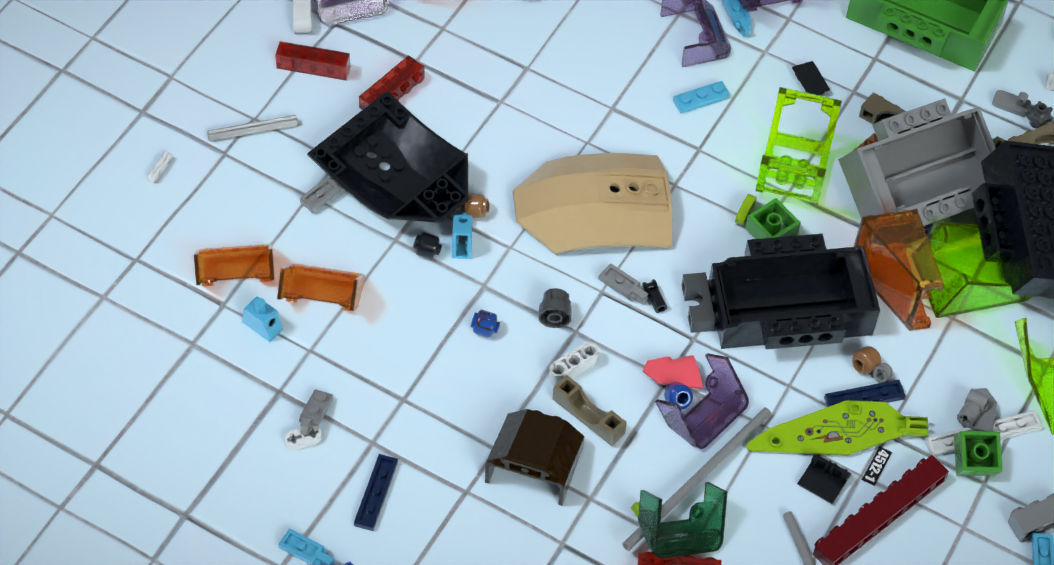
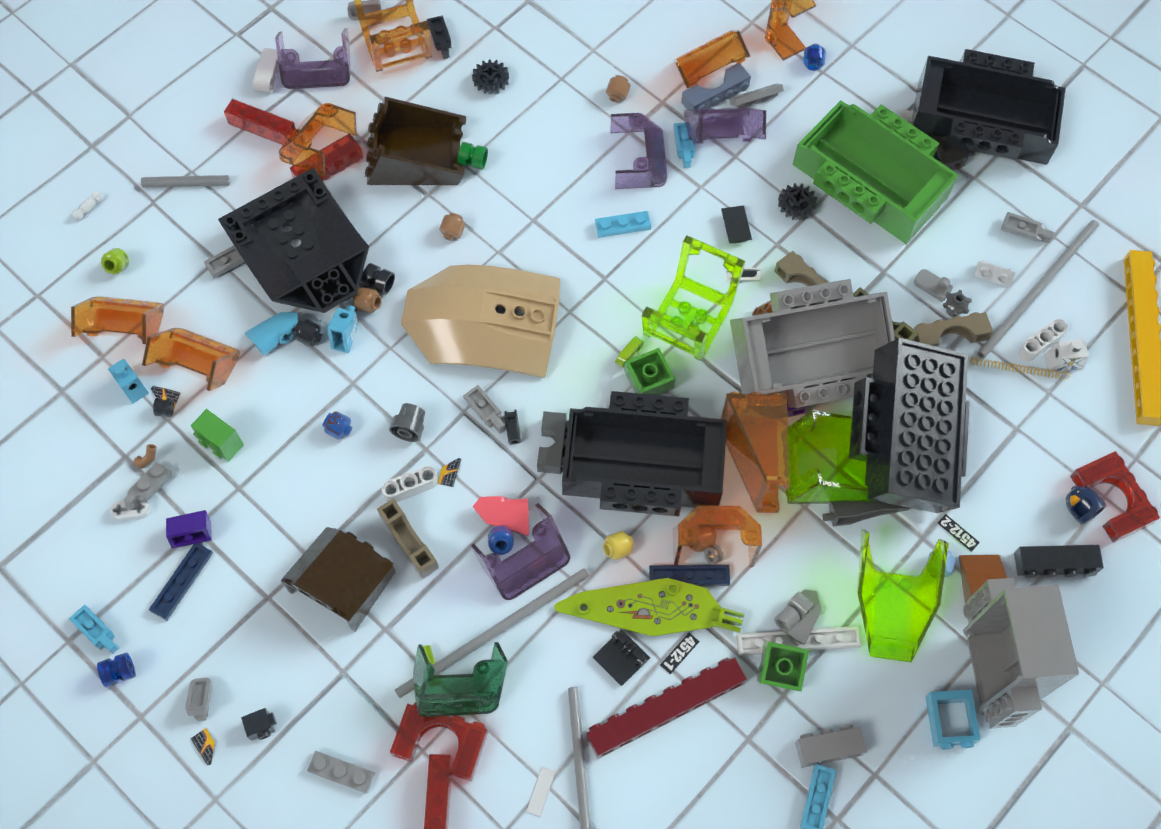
camera: 15 degrees right, 10 degrees up
(209, 212) = (115, 261): none -> lime head
(301, 328) = (165, 393): none -> black sticker
(305, 337) = (163, 407): none -> black wheel
(305, 387) = (148, 458): none -> medium nougat arm
(366, 74) = (297, 147): none -> clear orange windscreen
(370, 442) = (188, 529): none -> dark purple brick
(371, 351) = (216, 435): none -> bright green brick
(391, 250) = (272, 331): none -> medium azure panel
(474, 57) = (413, 145): none -> dark brown windscreen
(486, 181) = (377, 278): none -> black wheel
(536, 57) = (472, 155): none -> green wheel
(537, 125) = (452, 226): none -> medium nougat head
(606, 349) = (449, 473): none -> sticker
(790, 381) = (618, 545): none -> light yellow head
(822, 124) = (748, 274): none -> sticker
(862, 49) = (805, 205): none -> black gear
(886, 334) = (718, 518): none -> clear orange windscreen
(998, 313) = (852, 511): none -> dark grey piece

